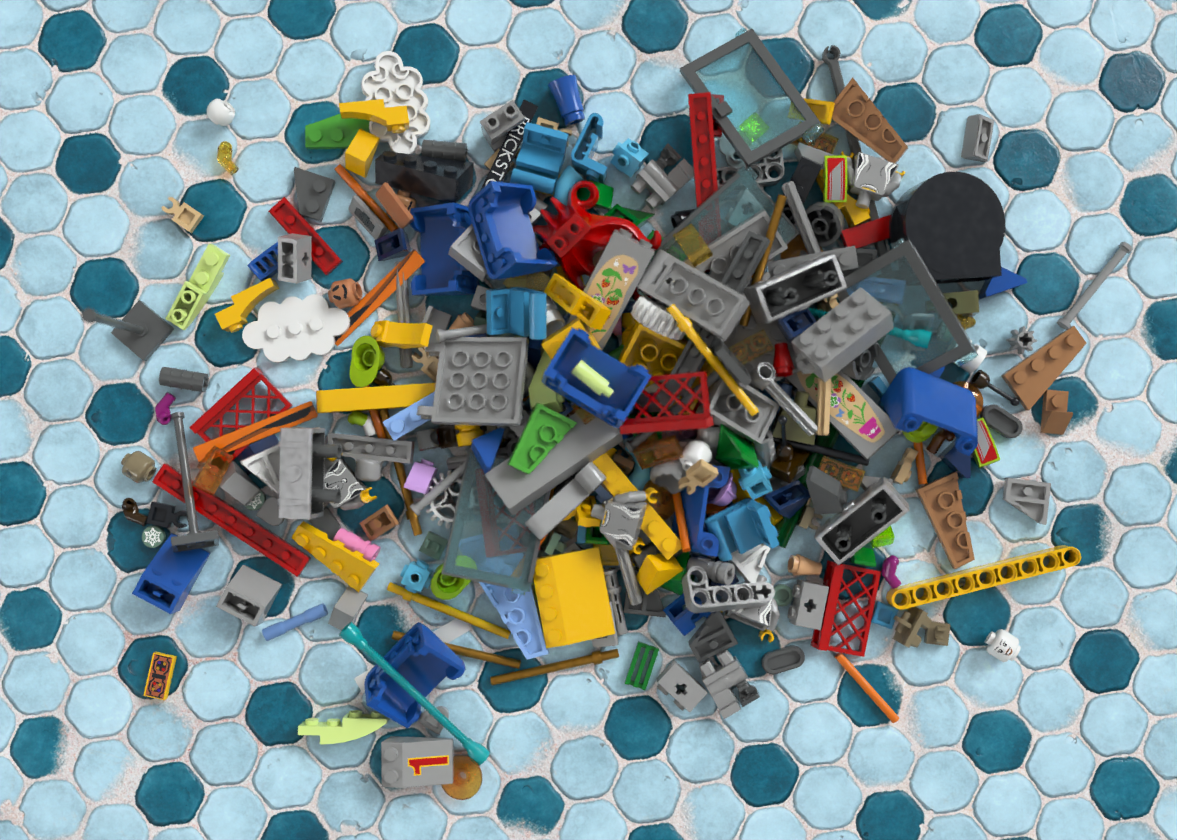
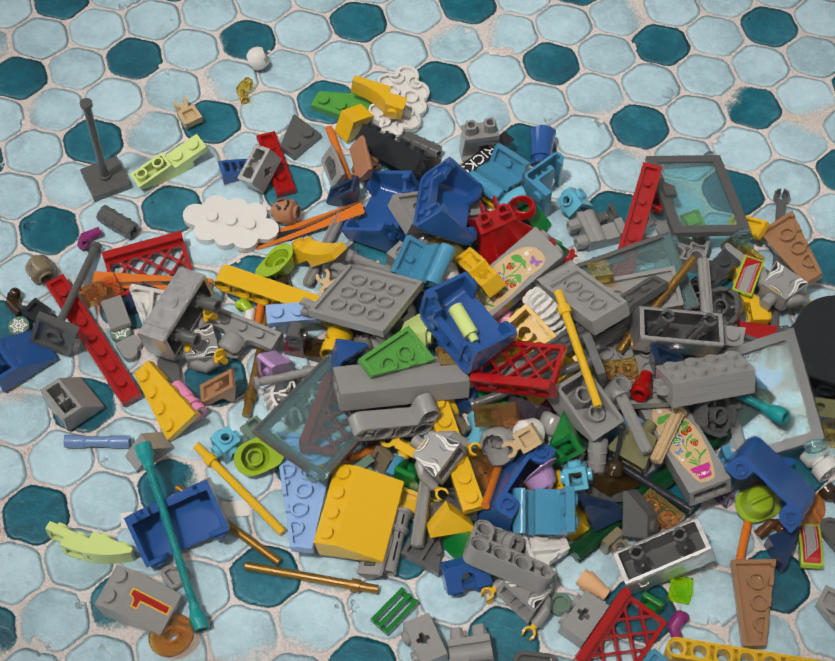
camera: 25 degrees right, 30 degrees down
(235, 316) = (202, 186): yellow slope -> none
(712, 637) = (475, 608): dark grey wing -> none
(902, 470) = (722, 538): tan plate -> none

